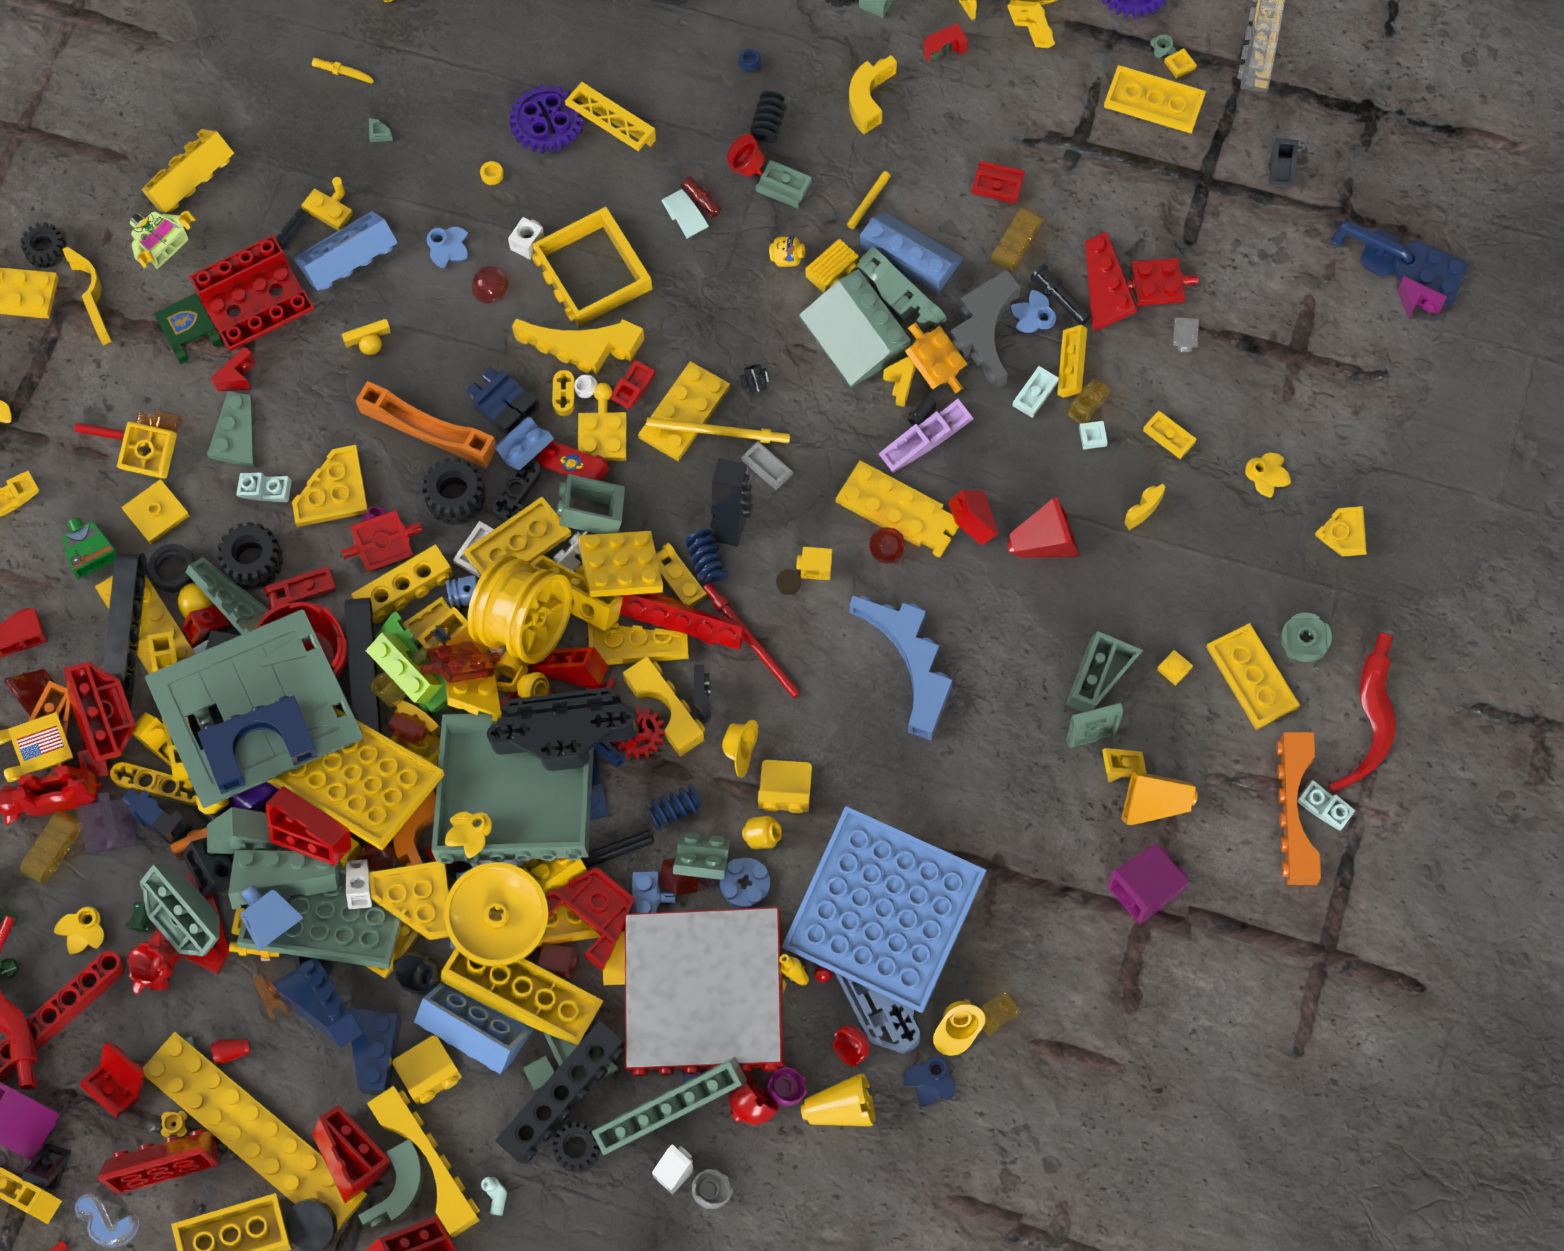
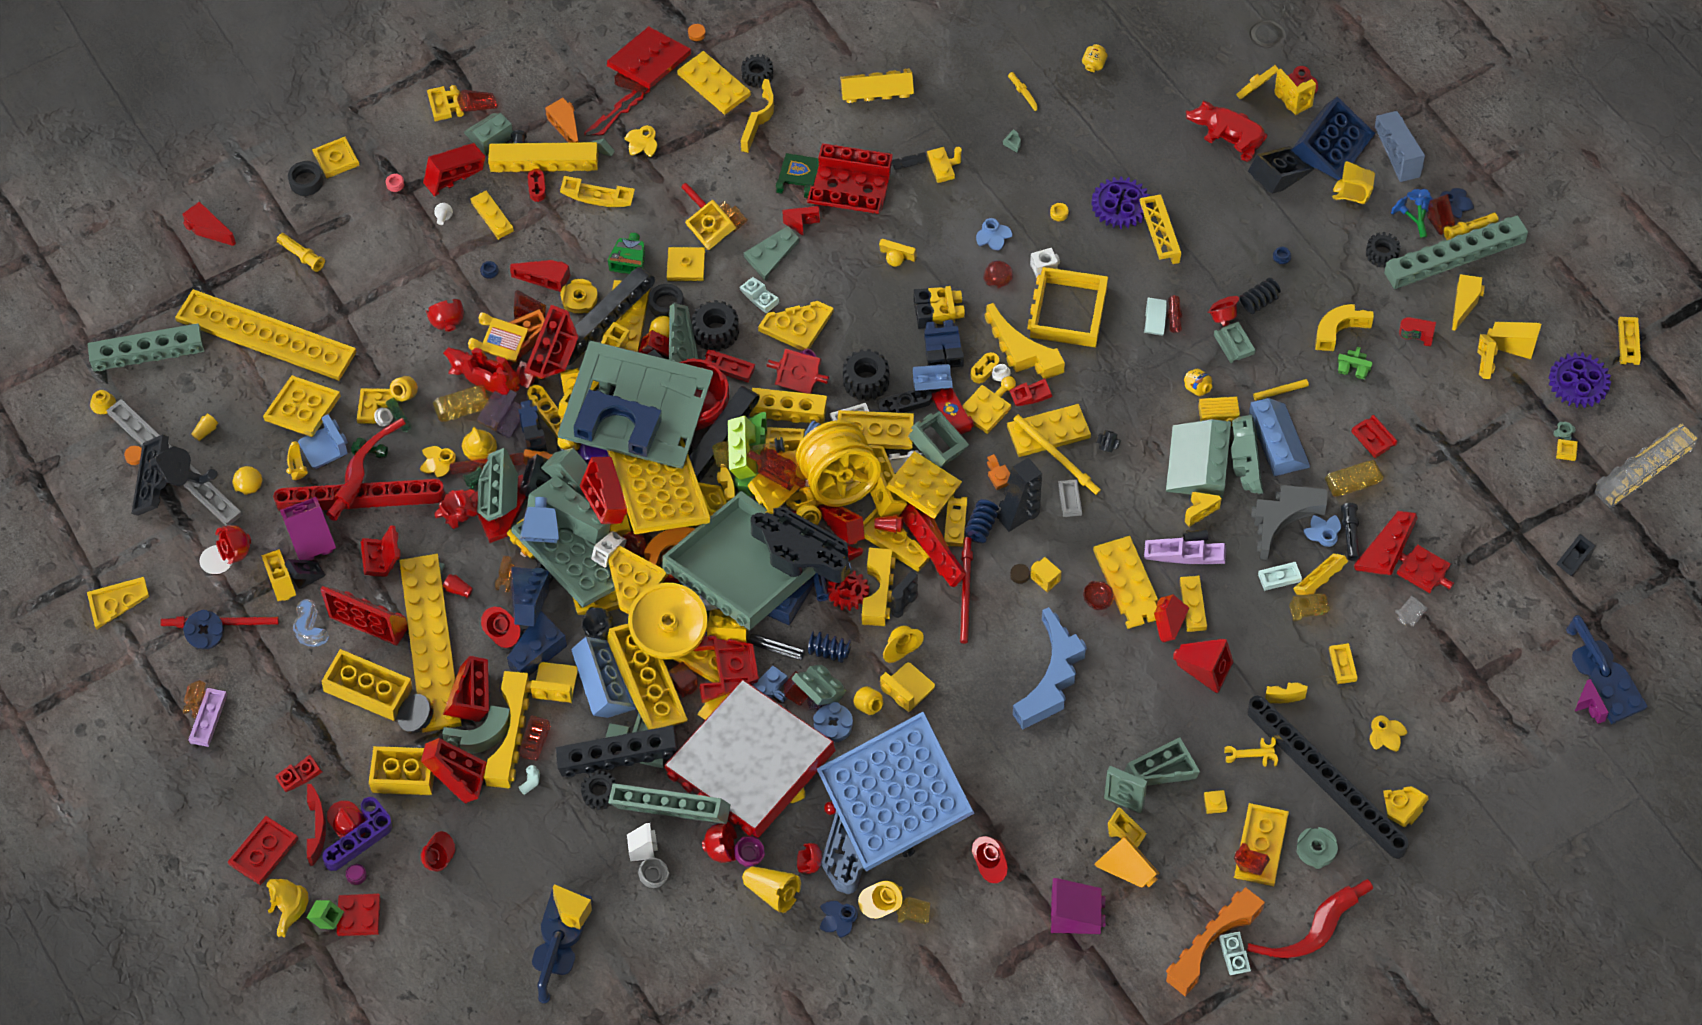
camera: 40 degrees right, 10 degrees down
(82, 642) = (581, 305): none -> yellow plate
(111, 878) = (478, 444): none -> yellow piece
(133, 895) = (468, 466): none -> clear red axle
(159, 236) = (826, 111): torso -> none
(167, 1120) = (388, 599): yellow plate -> none
(319, 1058) = (500, 627): none -> red piece
(346, 251) = (928, 194): medium blue slope -> none
(408, 727) = (715, 484): clear red brick -> none
(449, 1127) = (535, 725): none -> clear red slope
(458, 440) = (874, 309): orange arch -> none
(459, 363) = (937, 305): none -> yellow hips
(466, 834) = (692, 561): yellow plate -> none
(621, 630) = (889, 523): none -> red cone
(678, 495) = (999, 474): none -> orange plate
(793, 969) = (813, 789): yellow piece -> none
(907, 126) = (1346, 362): none -> bright green hips
(936, 357) = (1232, 509): light orange plate -> none
(973, 477) = (1193, 598): none -> yellow plate
(1024, 899) = (990, 859): none -> red piece
(1093, 435) = (1292, 628): light aqua plate -> none
(1154, 99) = (1527, 458): yellow plate -> none
(1175, 578) = (1266, 751): none -> yellow bar
(1265, 554) = (1329, 785): none -> black beam
(1265, 700) = (1251, 860): none -> clear red bracket

